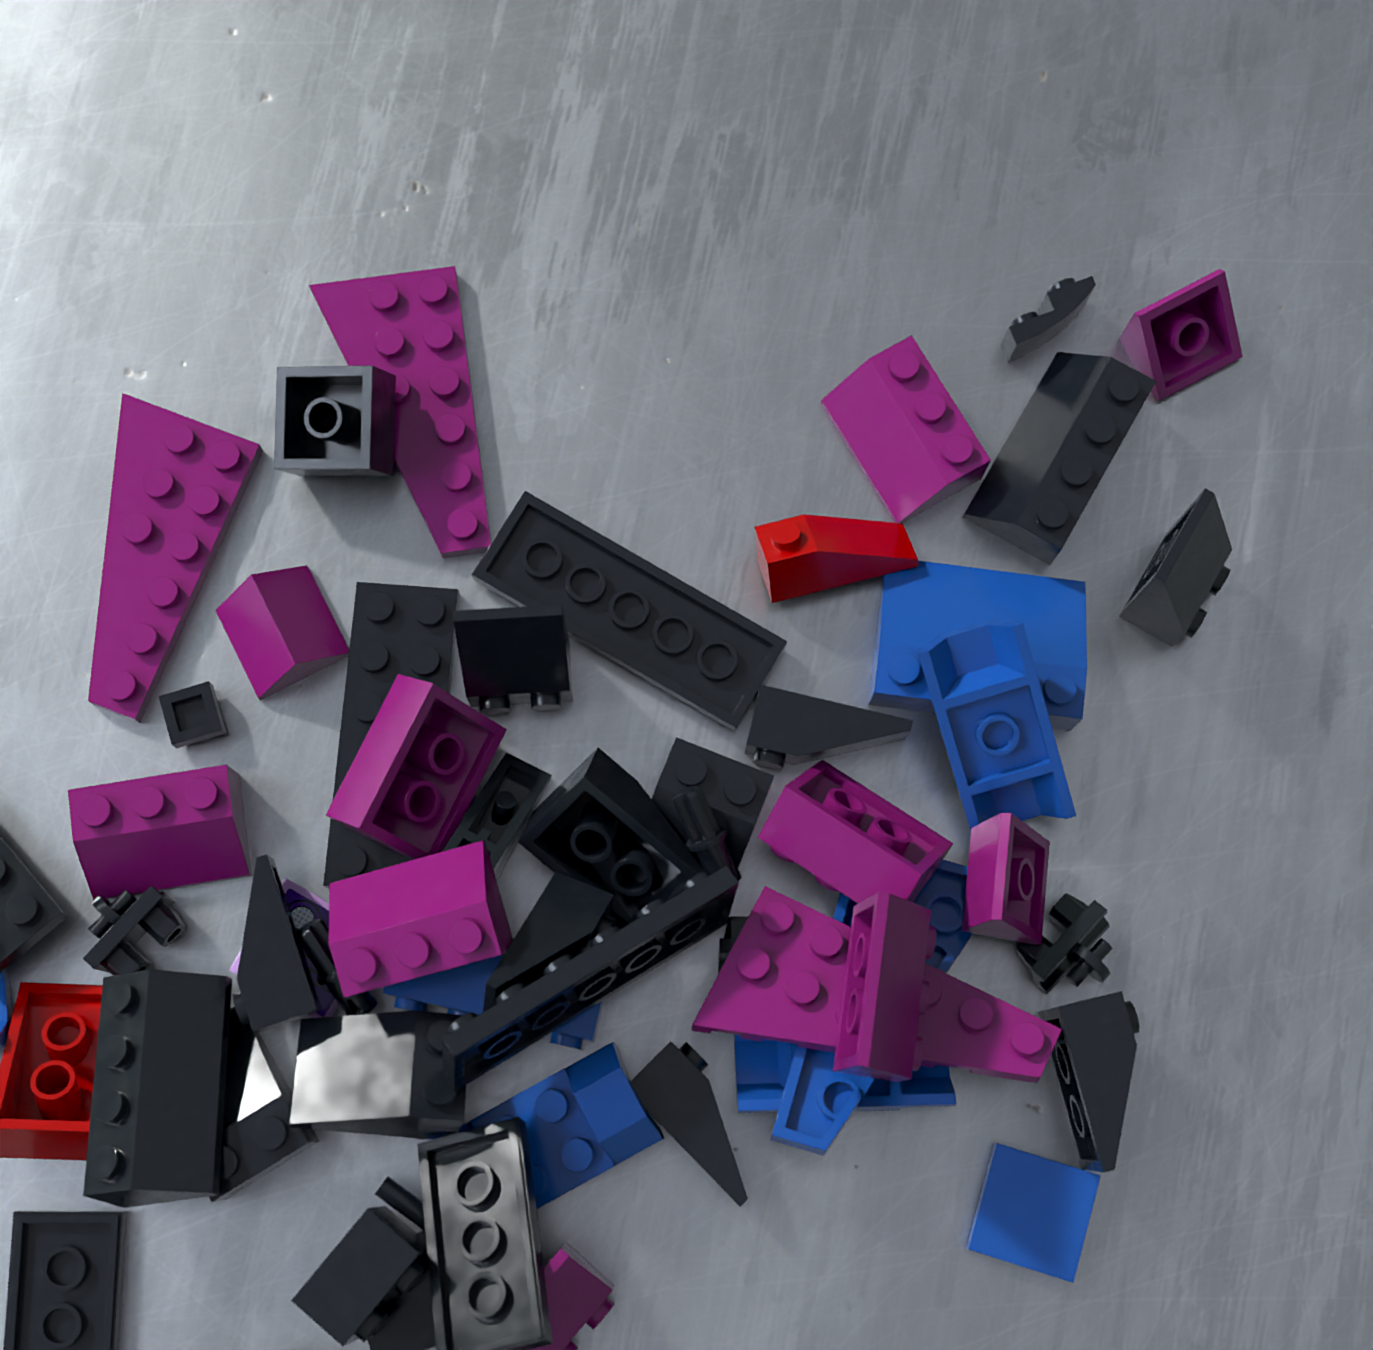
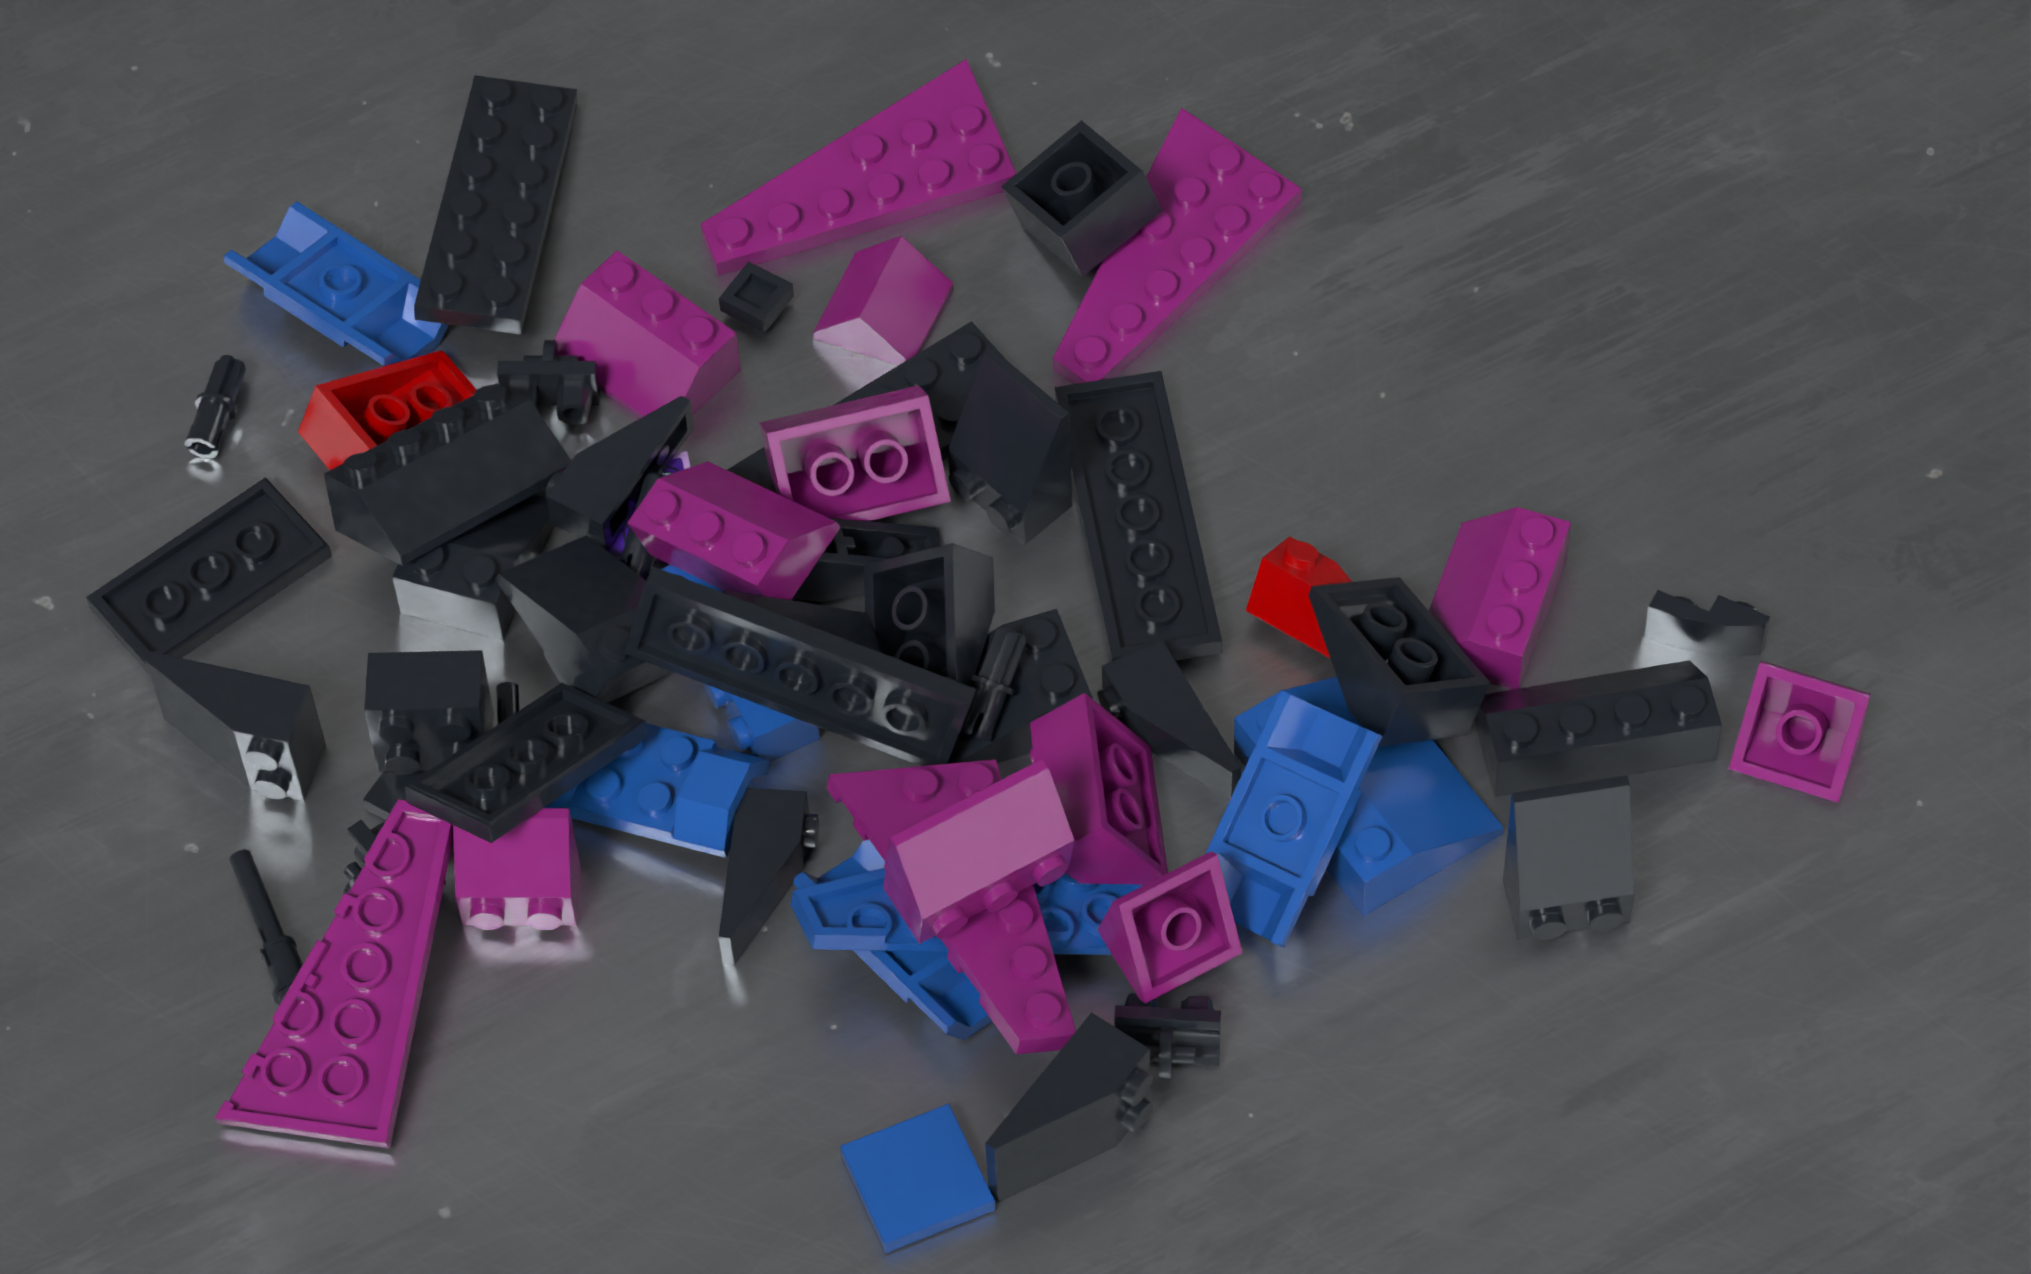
camera: 55 degrees right, 20 degrees down
(918, 544) = (1397, 662): none -> black slope

